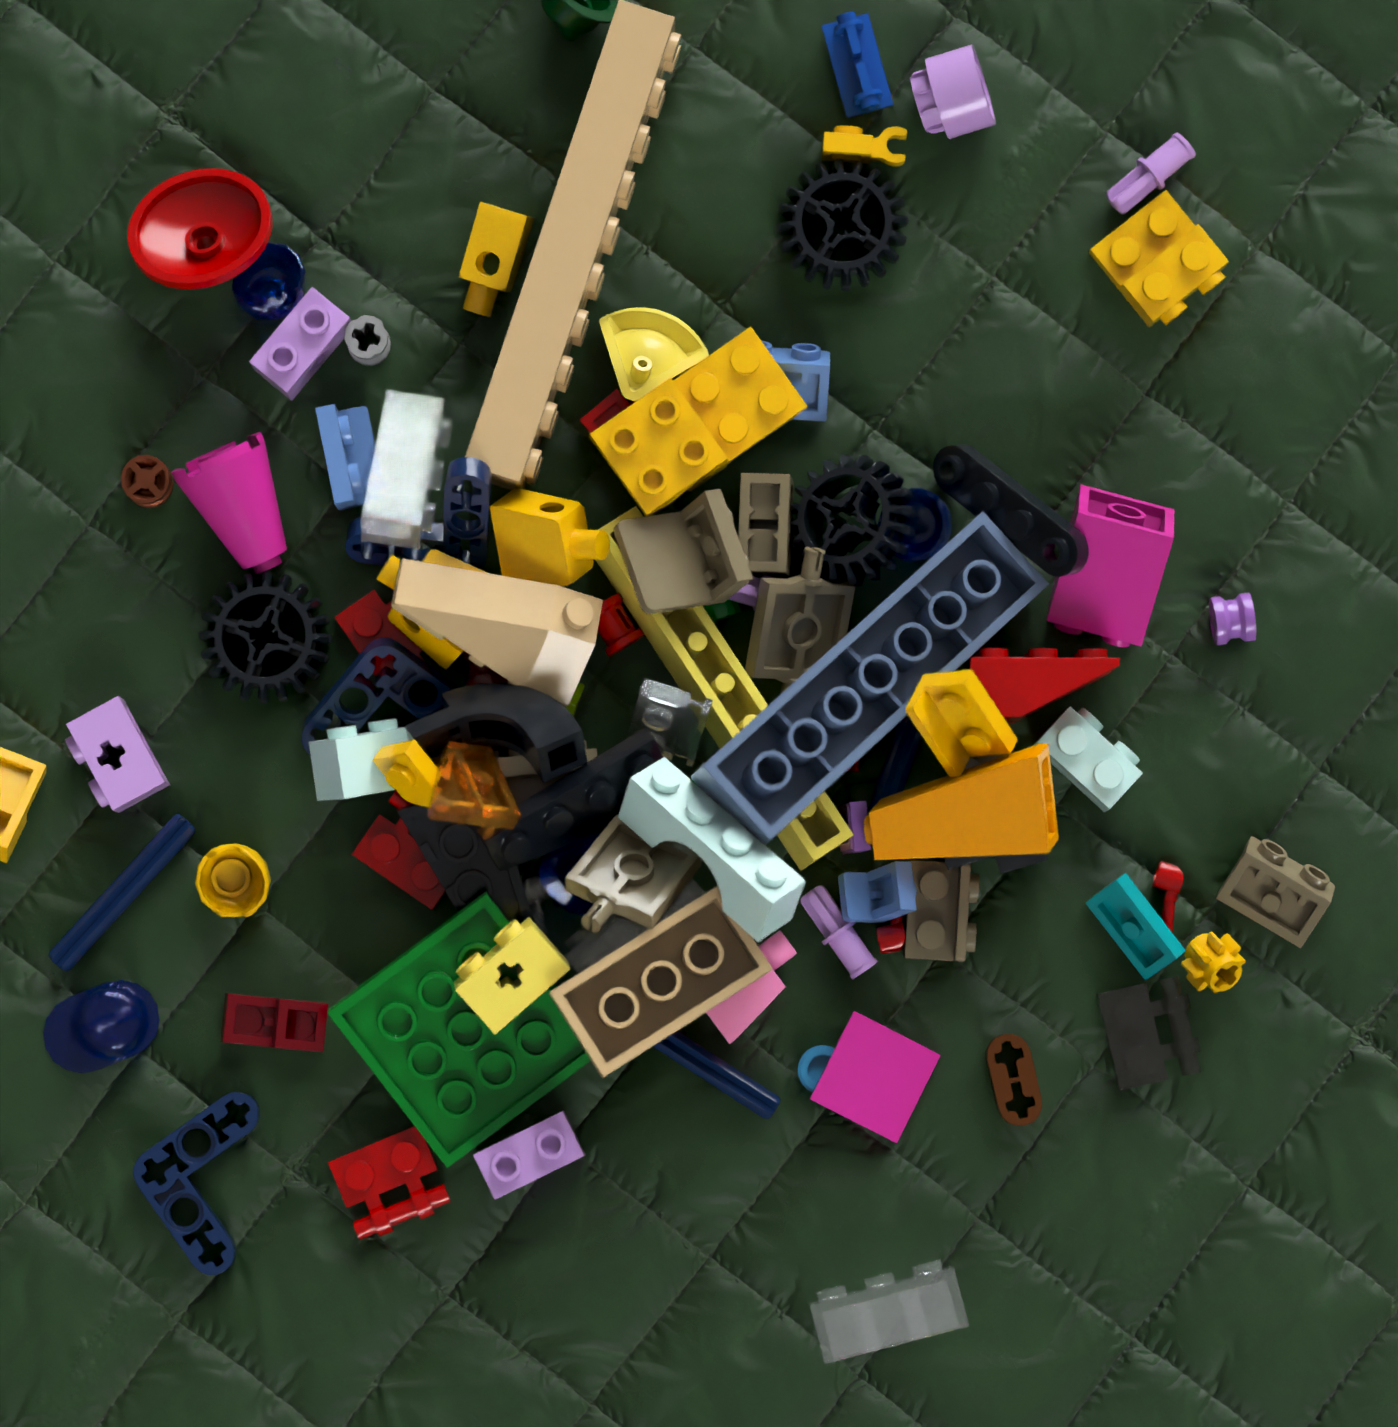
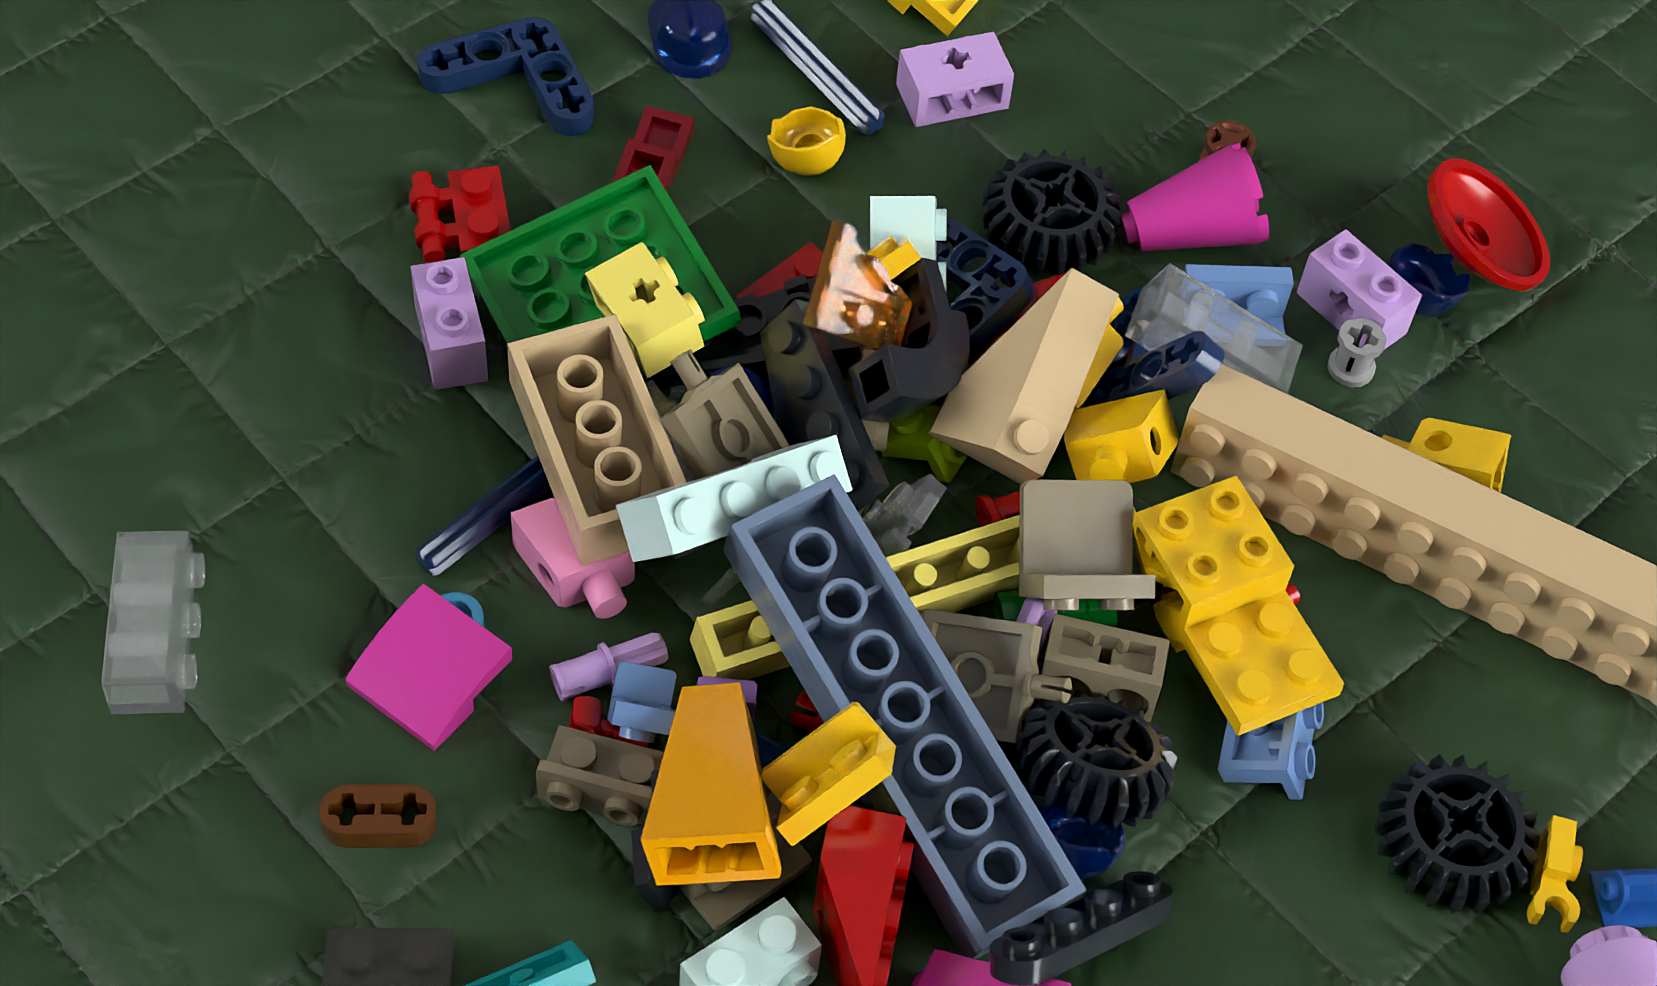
camera: 100 degrees right, 30 degrees down
(649, 348) = (1329, 592): light yellow hat -> none

